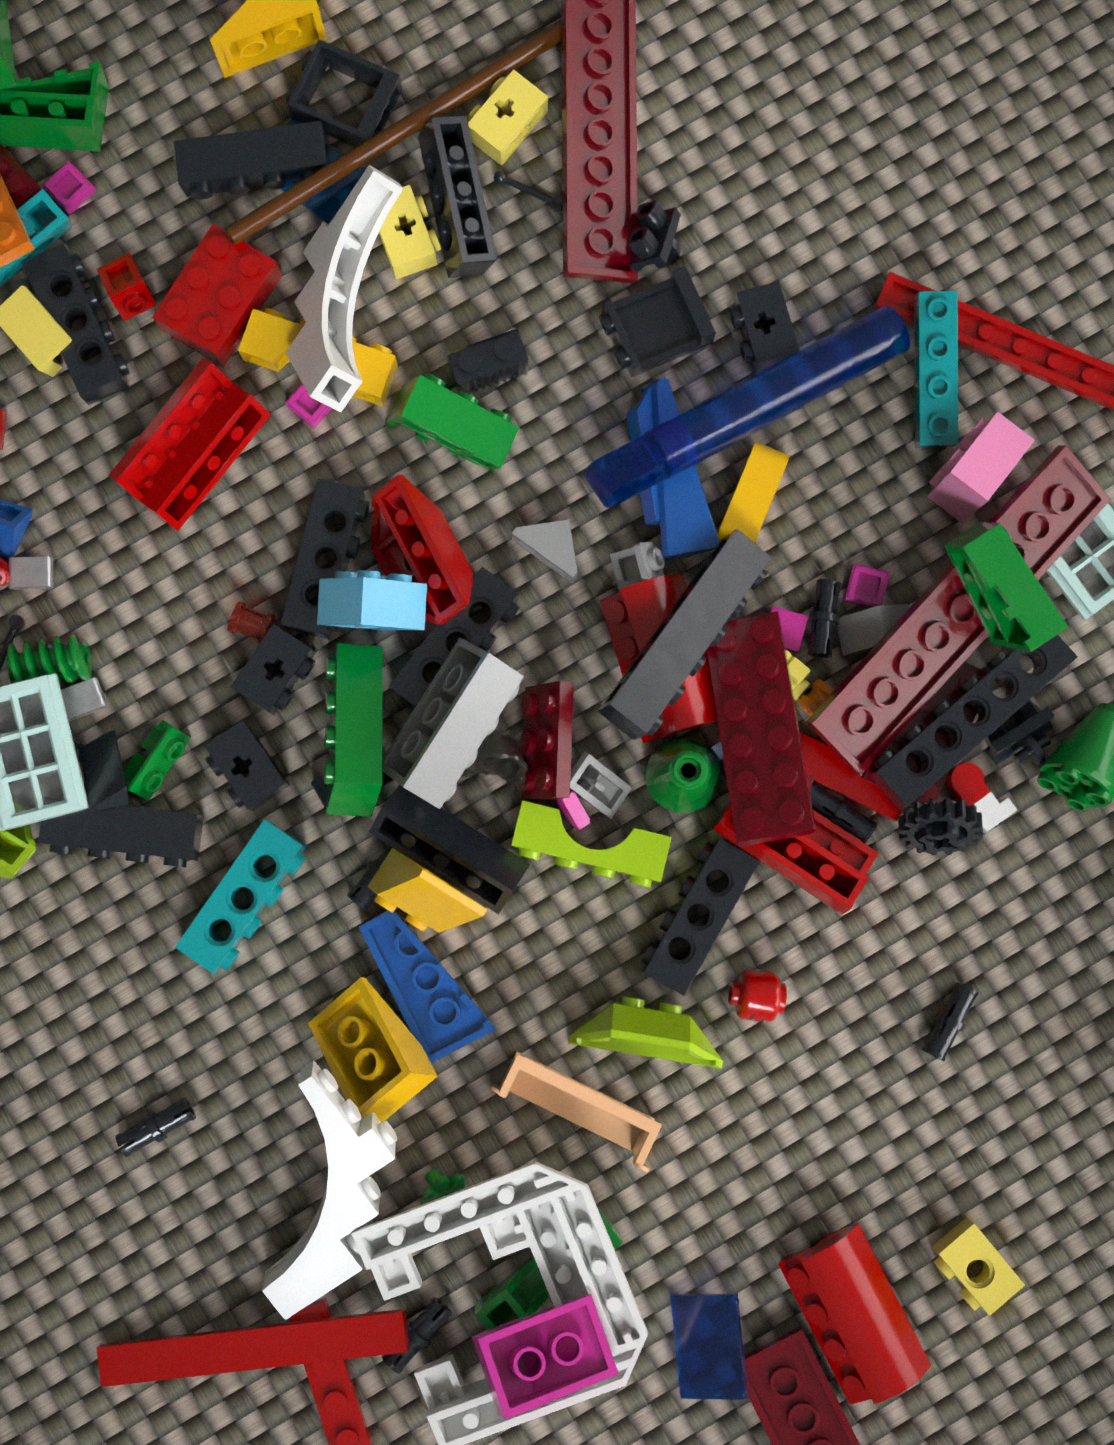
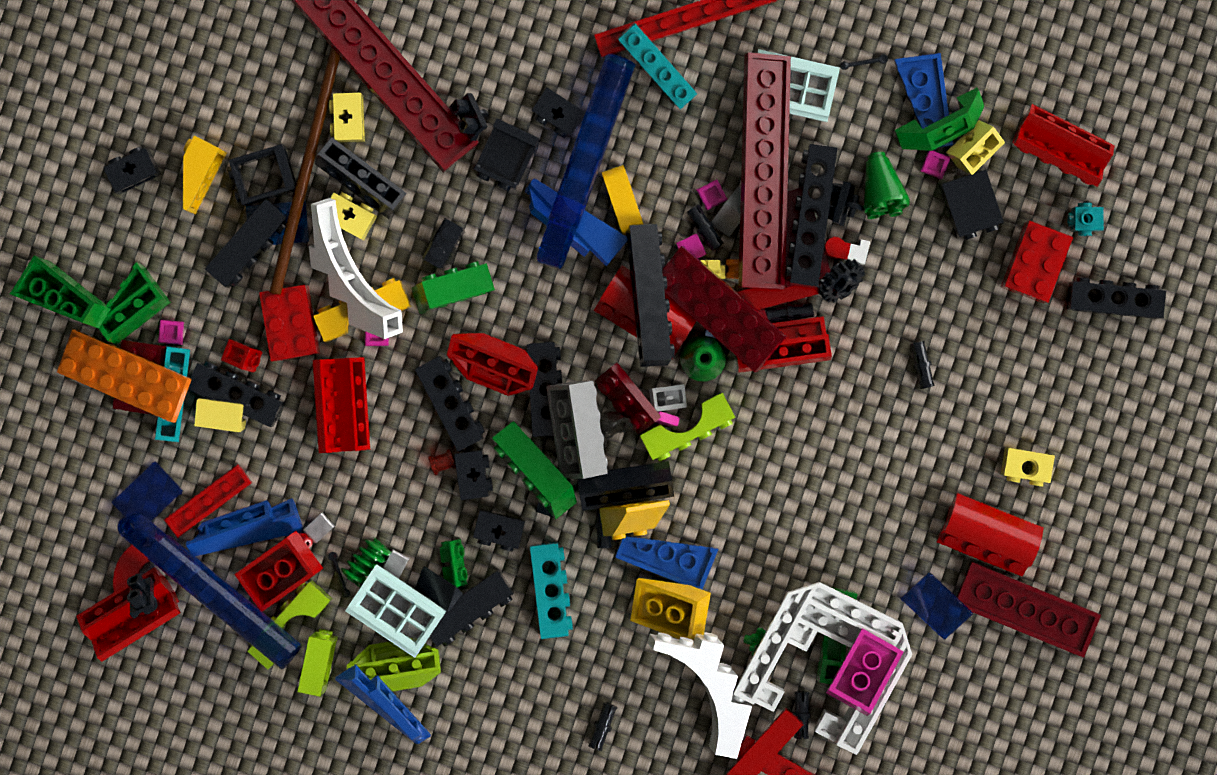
camera: 40 degrees left, 5 degrees up
(372, 601) = (492, 405): medium azure brick -> none
(551, 545) = (549, 304): light grey slope -> none
(555, 202) = (370, 147): black hinge -> none
(581, 1106) = (786, 549): light nougat piece -> none
(637, 563) = (597, 279): light grey bracket -> none
(647, 1032) = (788, 490): lime wedge -> none
(738, 870) = (779, 451): black brick -> none
(758, 995) = (824, 430): red head -> none
(978, 466) = (717, 97): bright pink brick -> none
(1003, 588) = (776, 147): green wedge -> none

